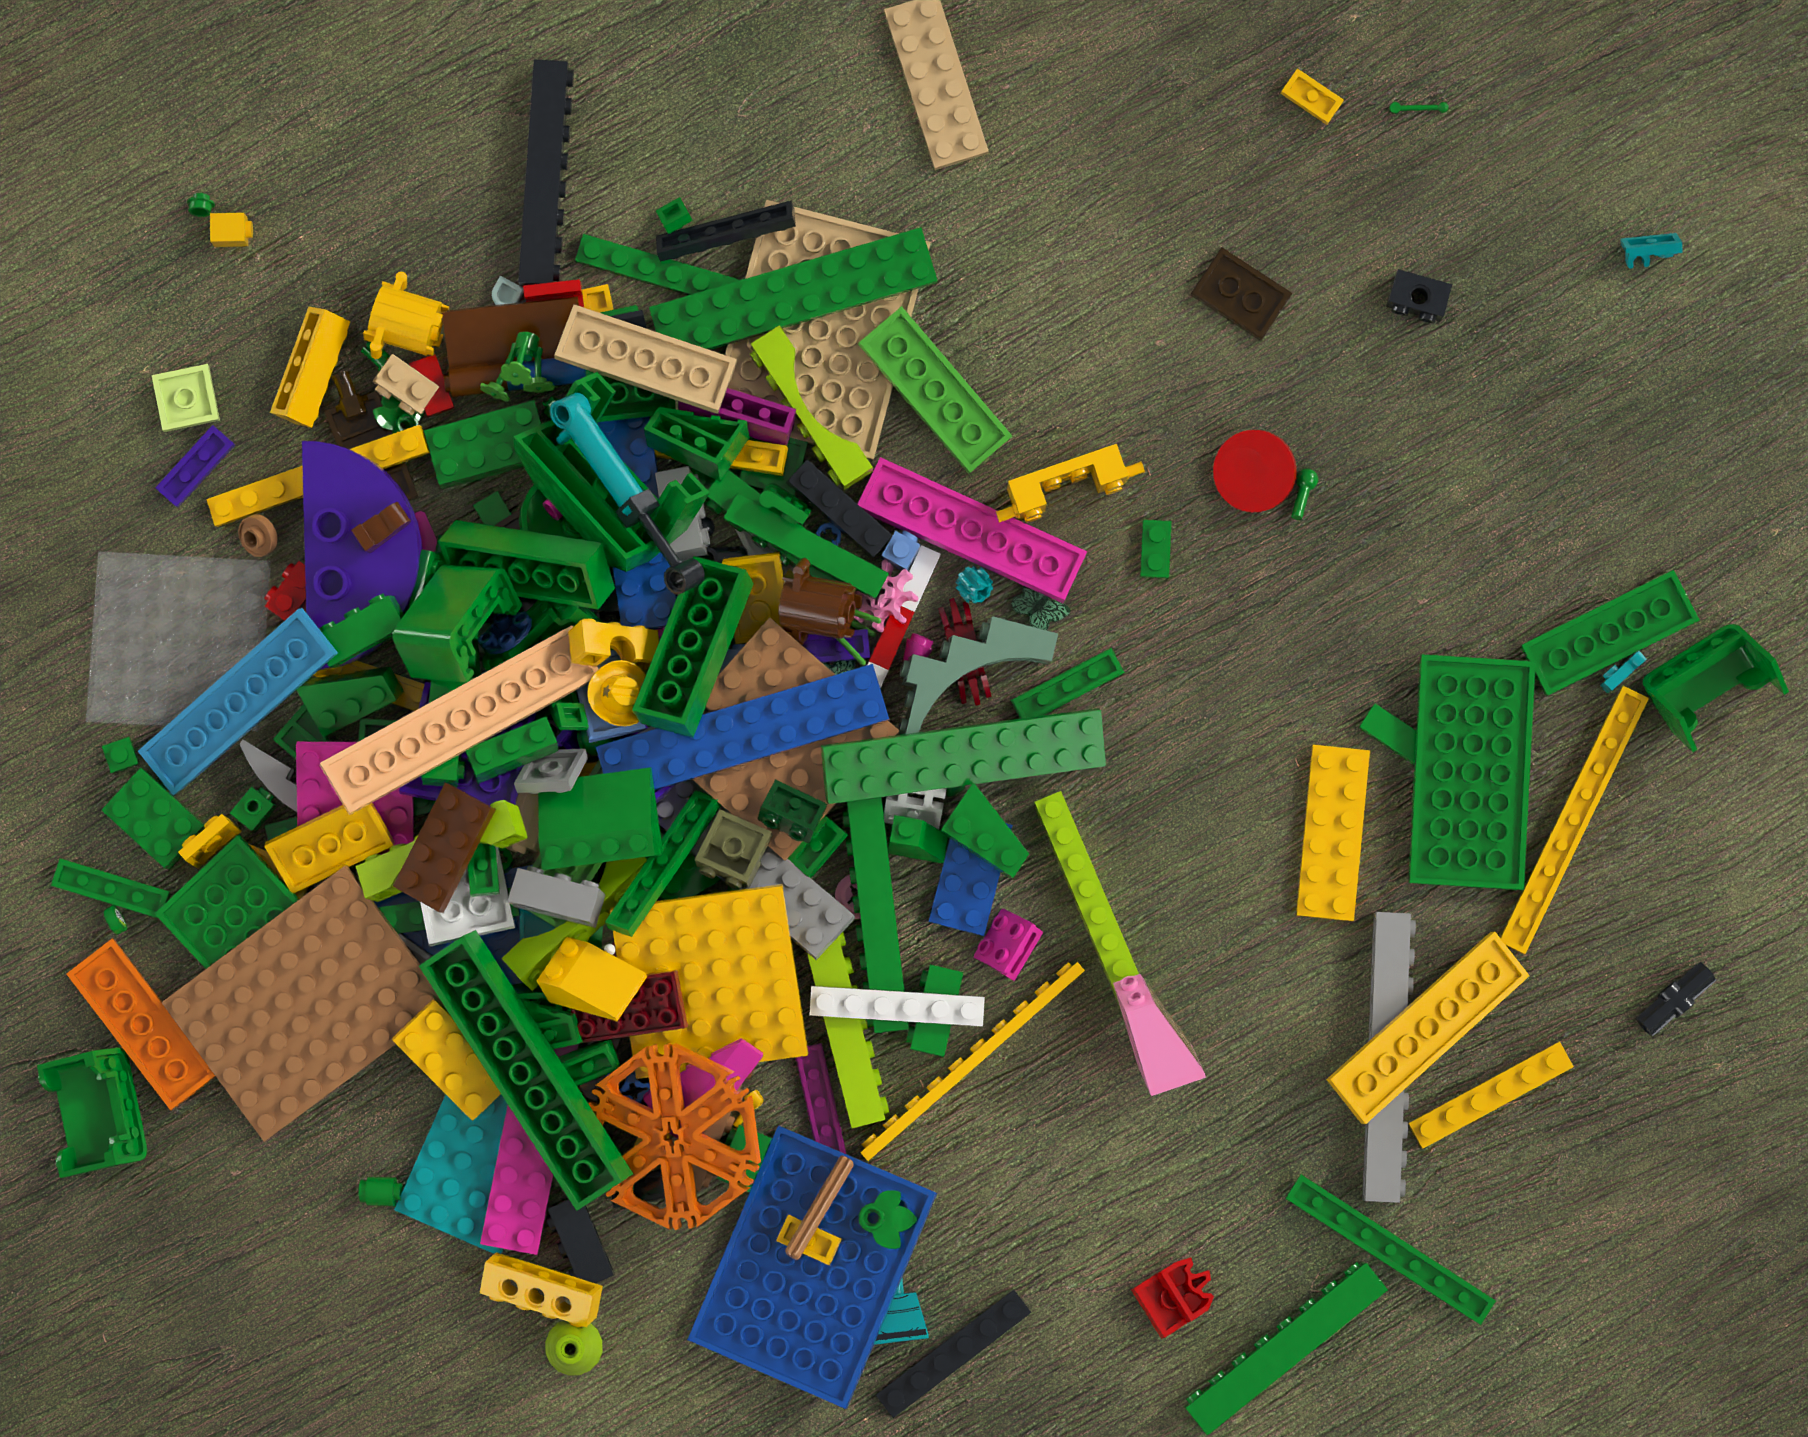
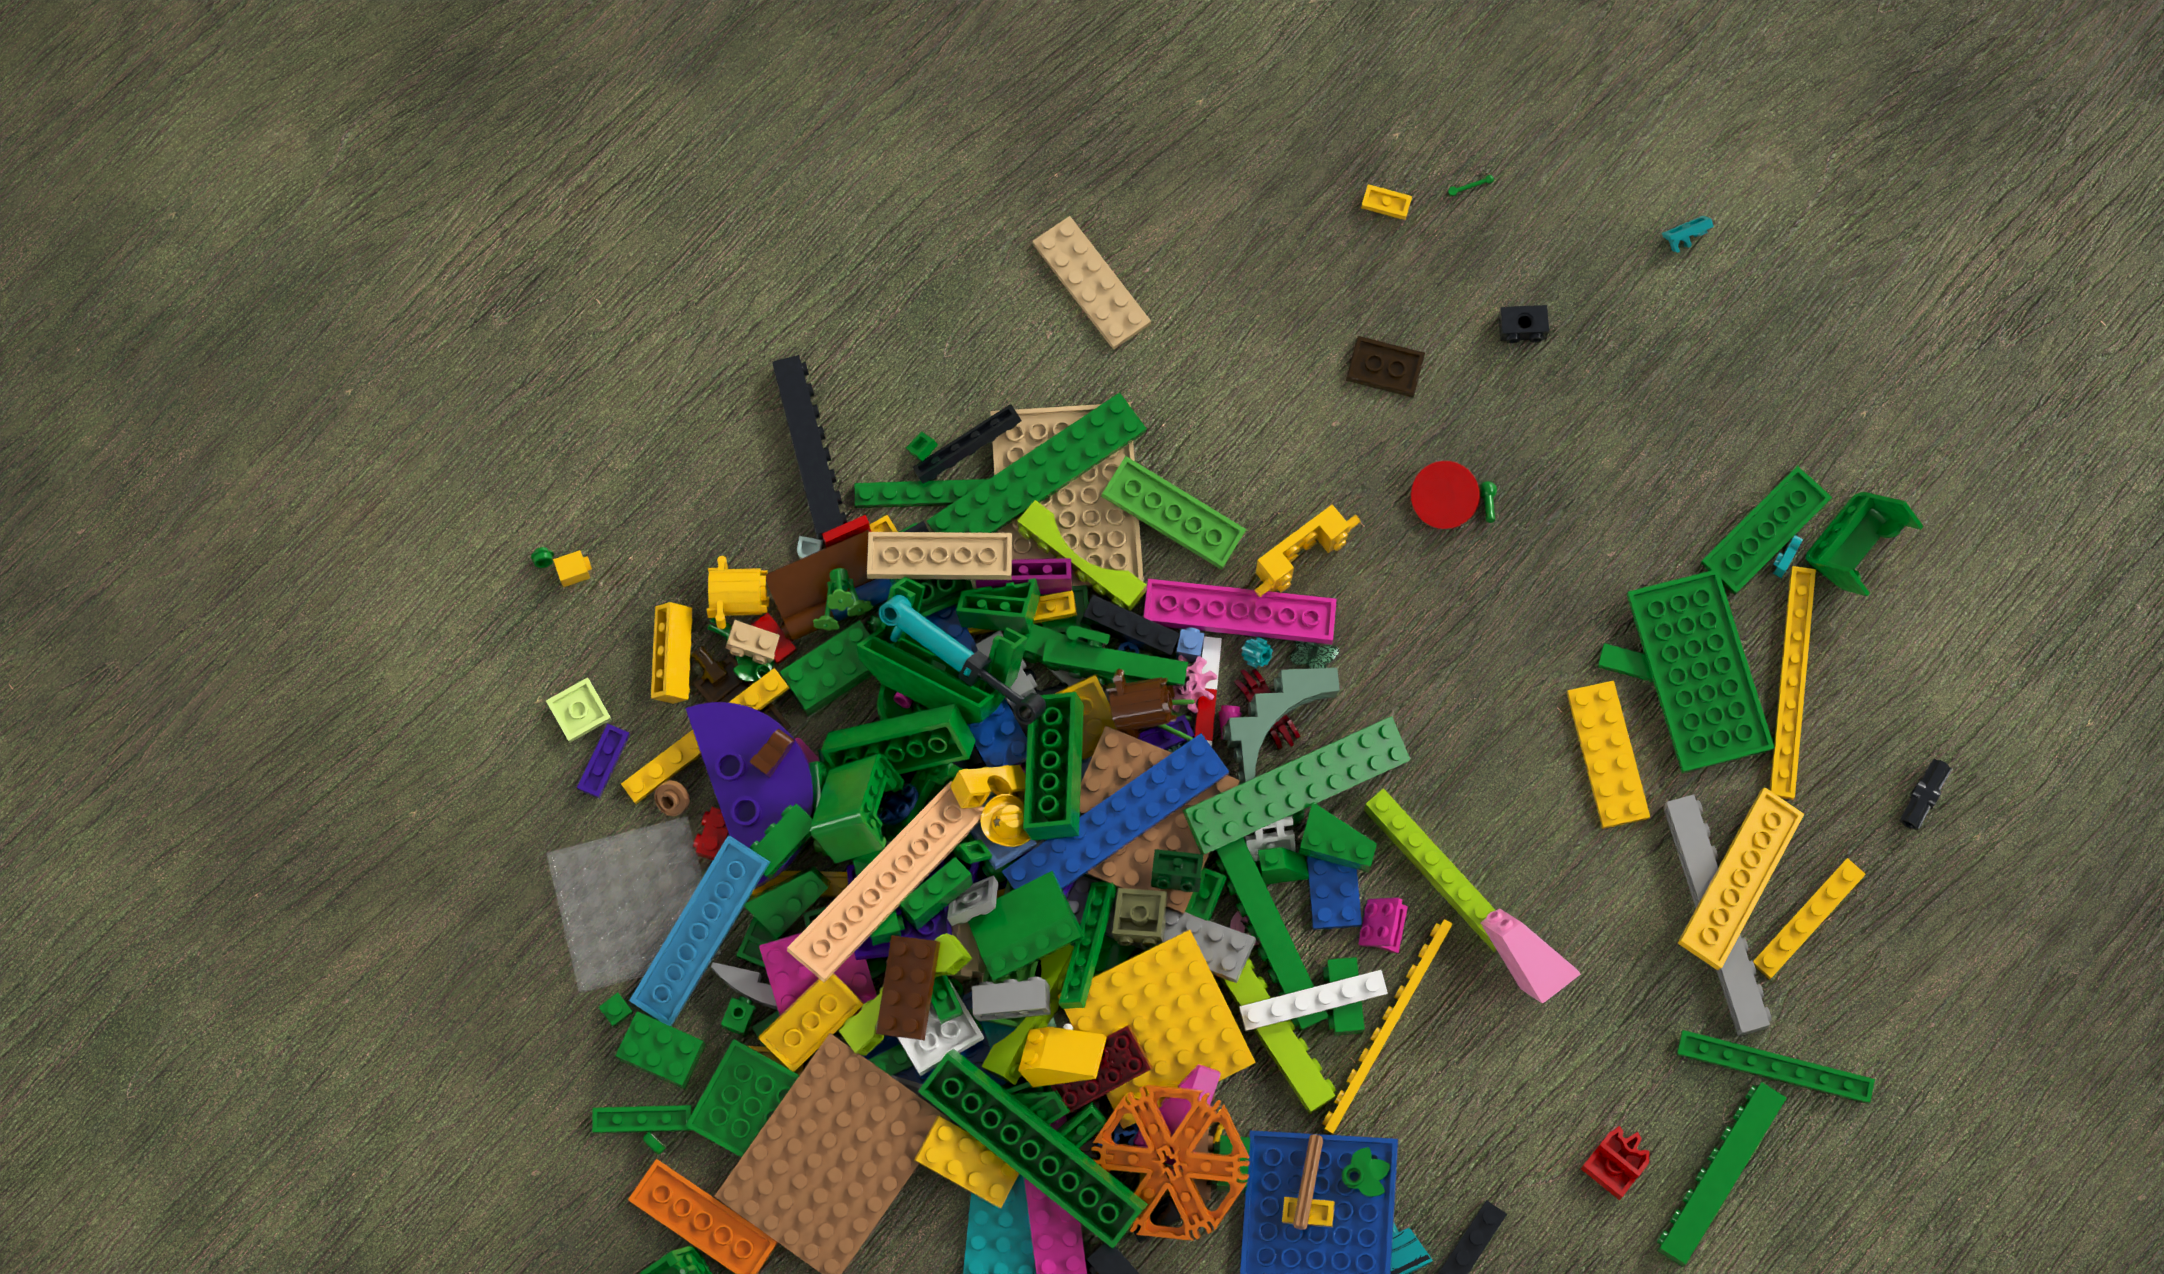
camera: 15 degrees left, 10 degrees down
(212, 839) = (708, 1058): yellow plate -> none
(492, 509) = (852, 717): green tile -> none
(820, 1098) = (1274, 1097): magenta tile -> none
(1068, 685) = (1359, 707): green tile -> none
(1155, 549) = (1389, 580): green plate -> none

